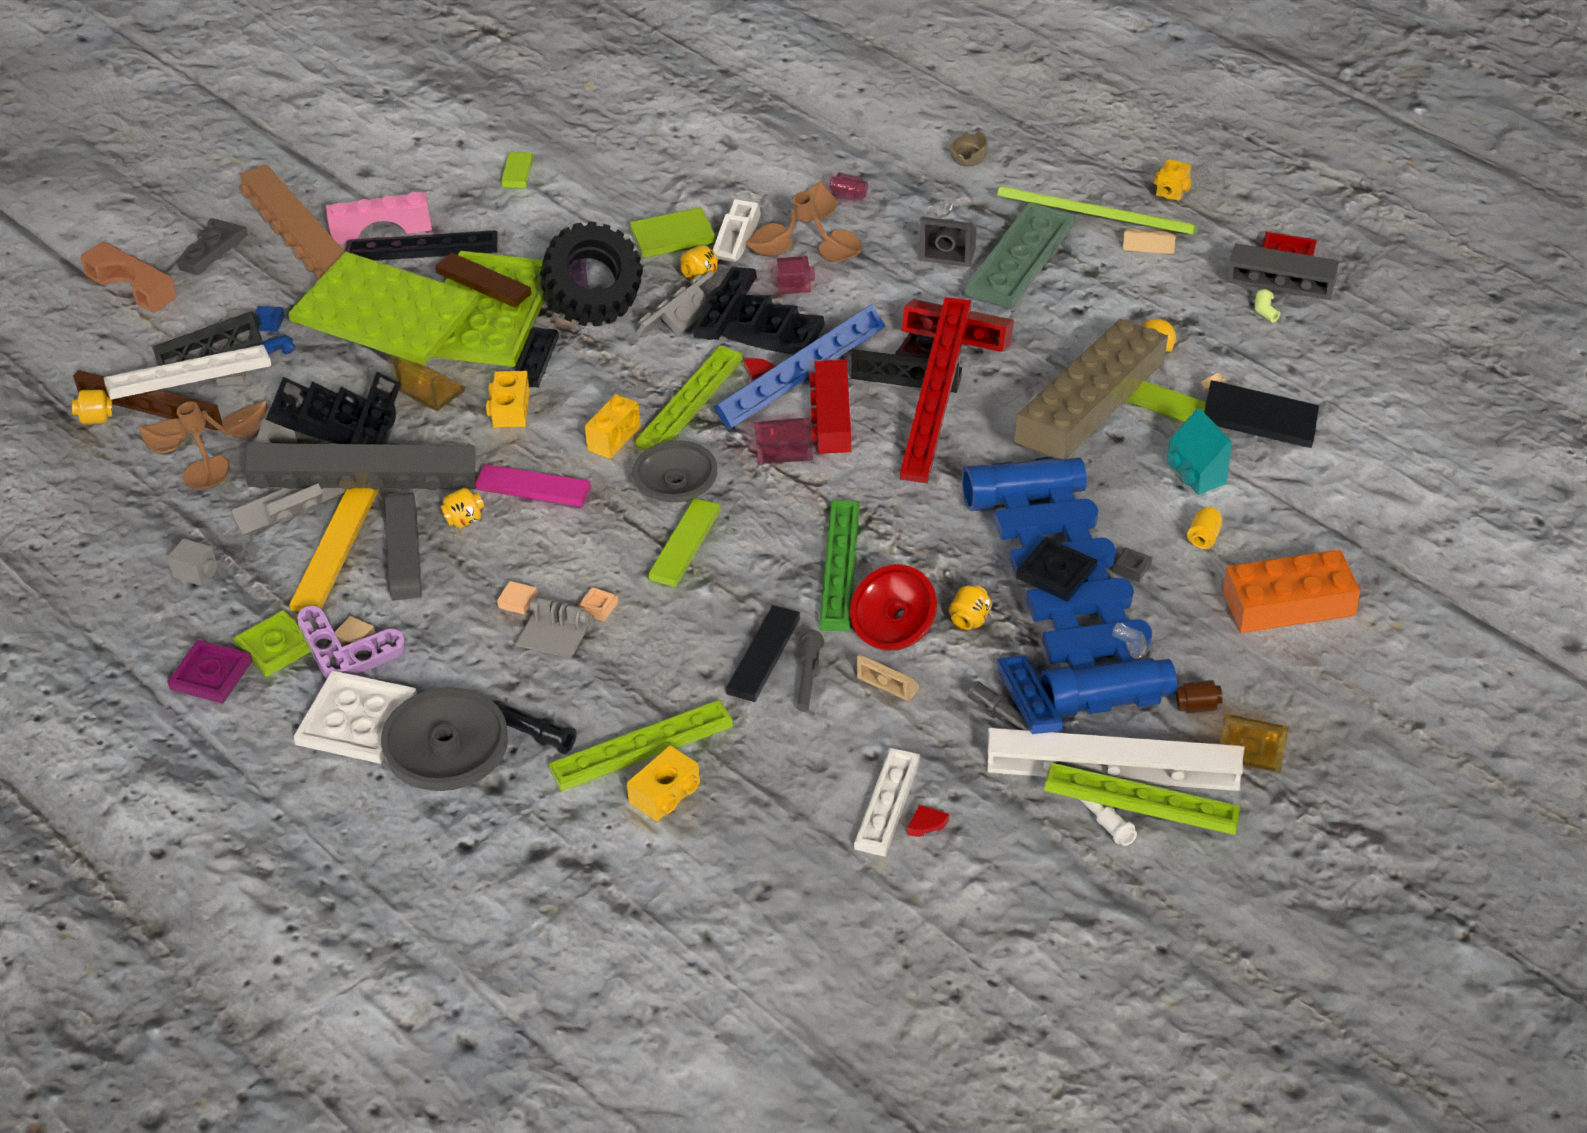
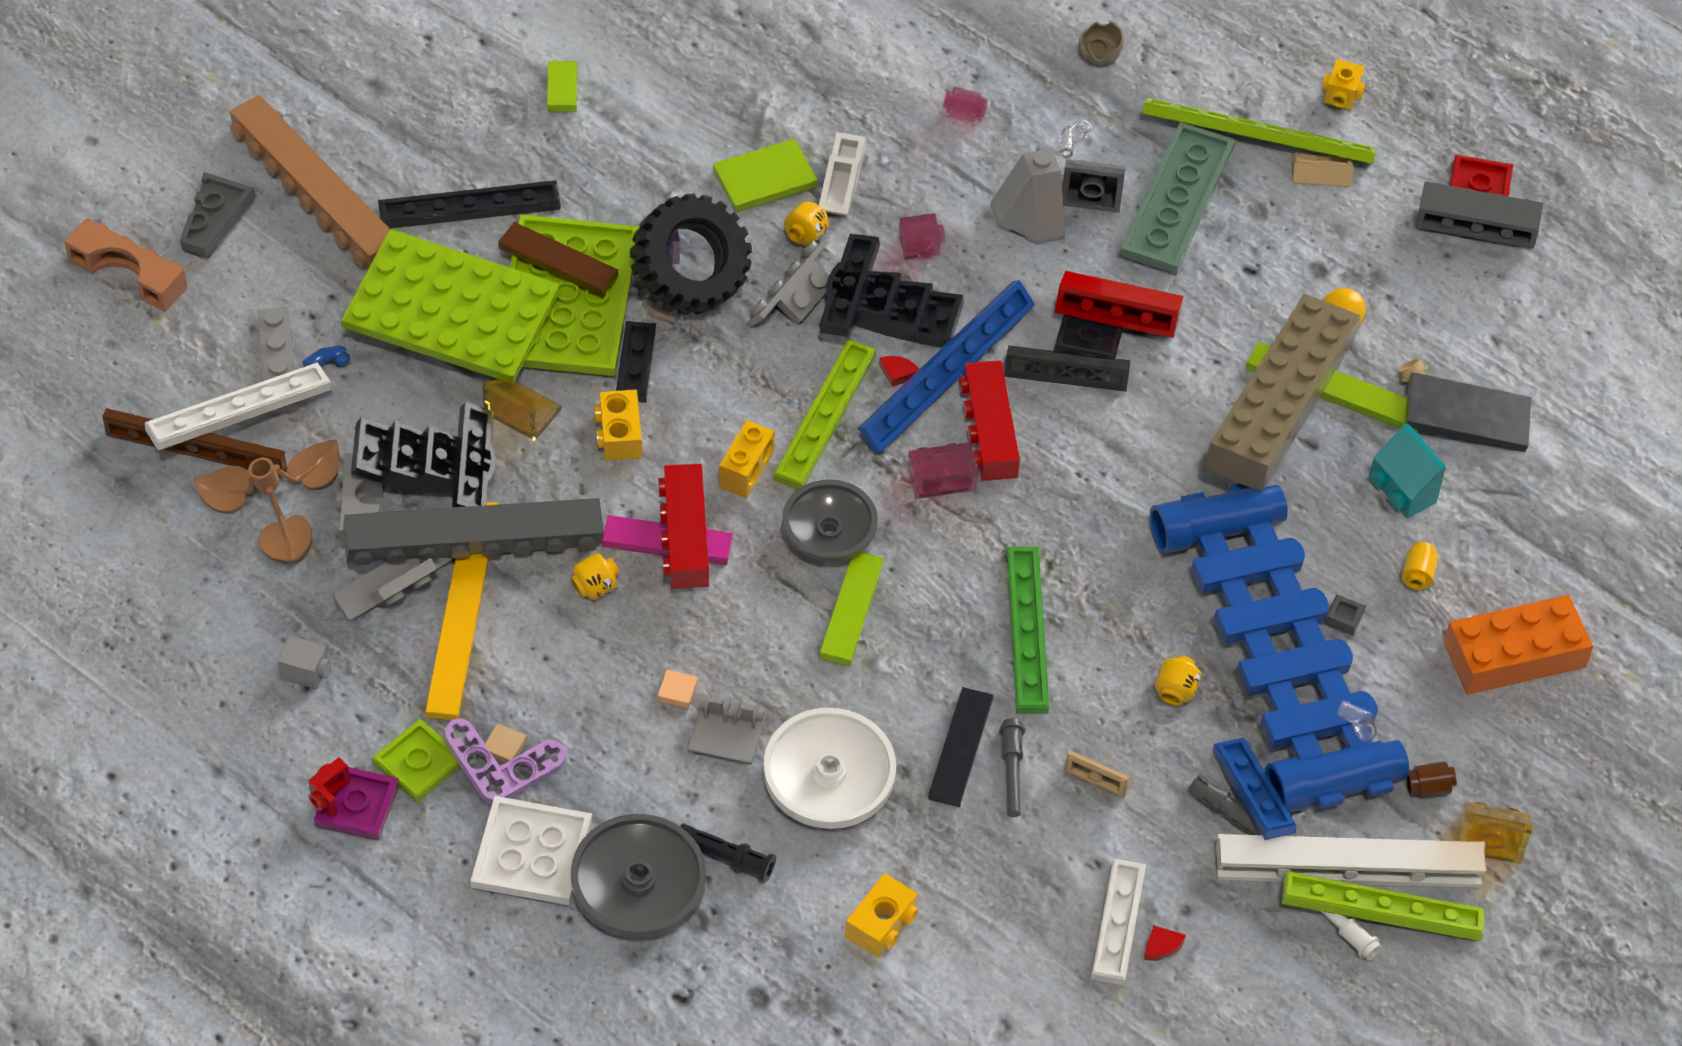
camera: 10 degrees left, 10 degrees up
(92, 407) = (132, 455): yellow head -> none
(183, 651) = (326, 783): none -> red bracket
(209, 335) = (248, 353): pearl dark grey fence -> none
(270, 318) = (307, 318): blue plate -> none
(403, 546) = (538, 630): dark grey beam -> none
(406, 210) = (379, 172): bright pink arch -> none
(545, 470) = (685, 526): none -> red brick
(599, 603) = (769, 692): light nougat tile -> none
(637, 660) = (829, 768): none -> white dish
(640, 745) = (846, 867): lime tile -> none
(810, 205) = (926, 131): medium nougat plant -> none
(882, 597) = (1079, 677): red dish -> none
(893, 247) = (1032, 198): none -> light grey slope
(935, 390) = (1109, 400): red plate -> none
(1056, 569) = (1269, 633): black tile -> none
(1264, 307) = (1459, 259): yellowish green arm -> none

